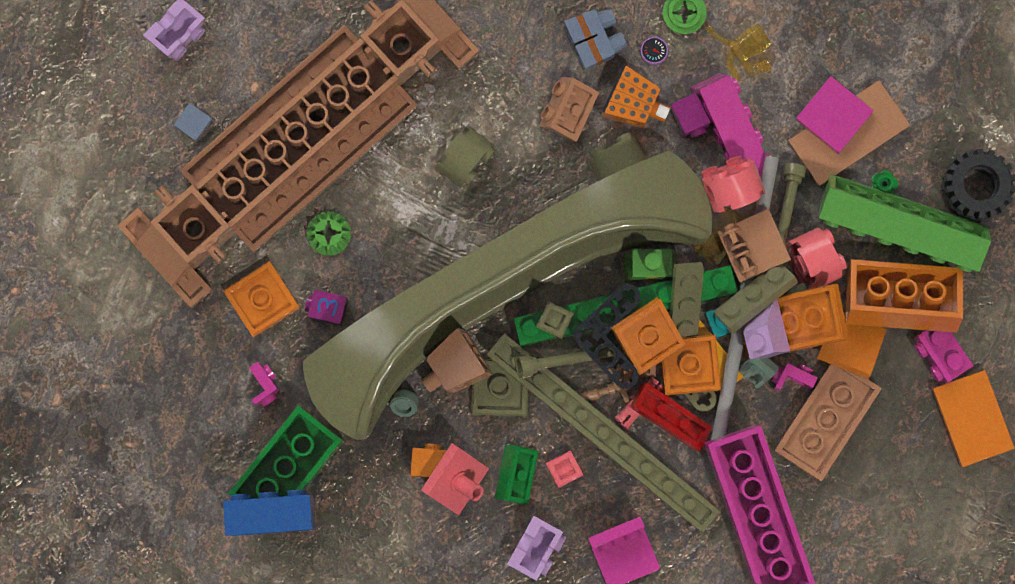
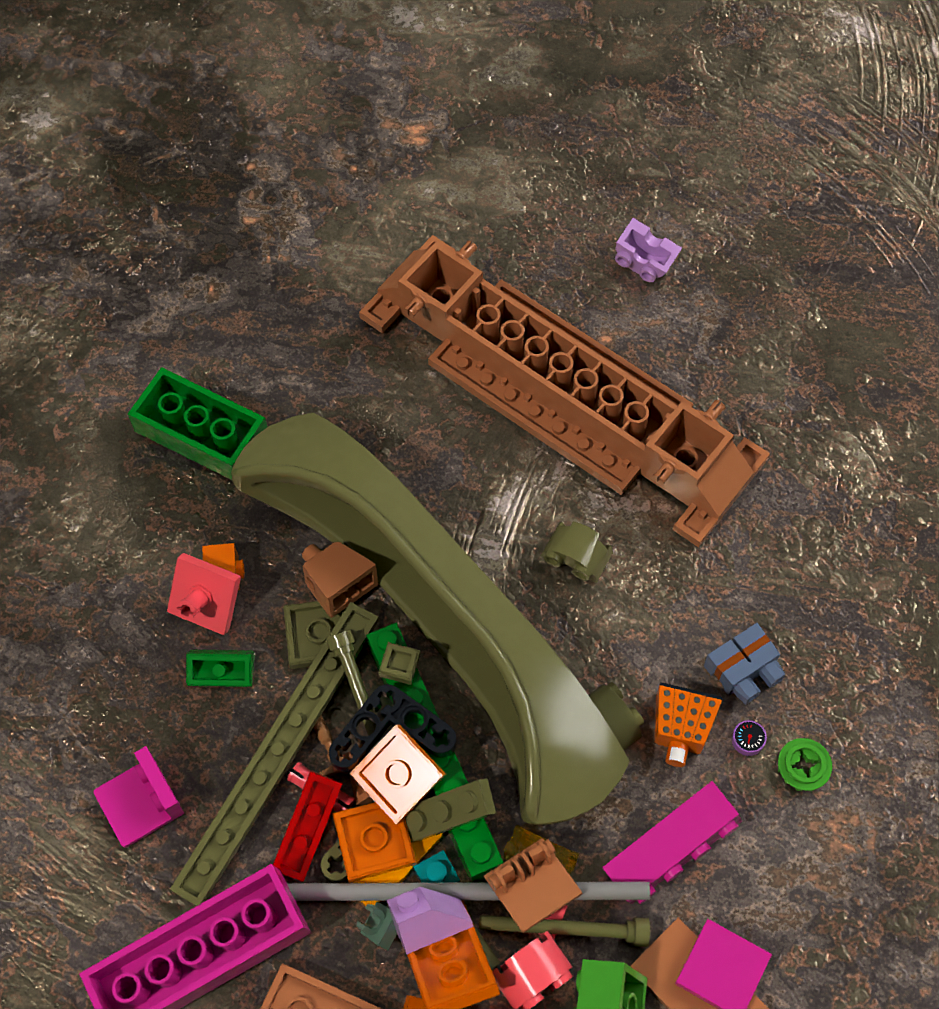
camera: 80 degrees right, 20 degrees down
(193, 122) = (555, 287): sand blue tile -> none
(261, 299) = (380, 380): orange tile -> none
(265, 377) = (291, 394): dark pink bracket -> none
(269, 513) = (136, 397): blue brick -> none
(326, 307) = (381, 437): magenta brick -> none
(338, 242) = (454, 440): bright green gear -> none
(404, 402) = (288, 533): sand green tile -> none
(535, 548) = (132, 698): lavender cylinder -> none
(564, 469) = (232, 718): coral tile -> none
(568, 108) = (656, 652): nougat bracket -> none
(649, 265) = (488, 762): bright green torso -> none
(690, 116) = (677, 787): magenta brick -> none
(732, 184) = (603, 841): coral brick -> none
(746, 45) = (785, 847): clear yellow piece -> none
(755, 297) = (467, 897): olive plate -> none
(800, 375) = (382, 981): dark pink bracket -> none

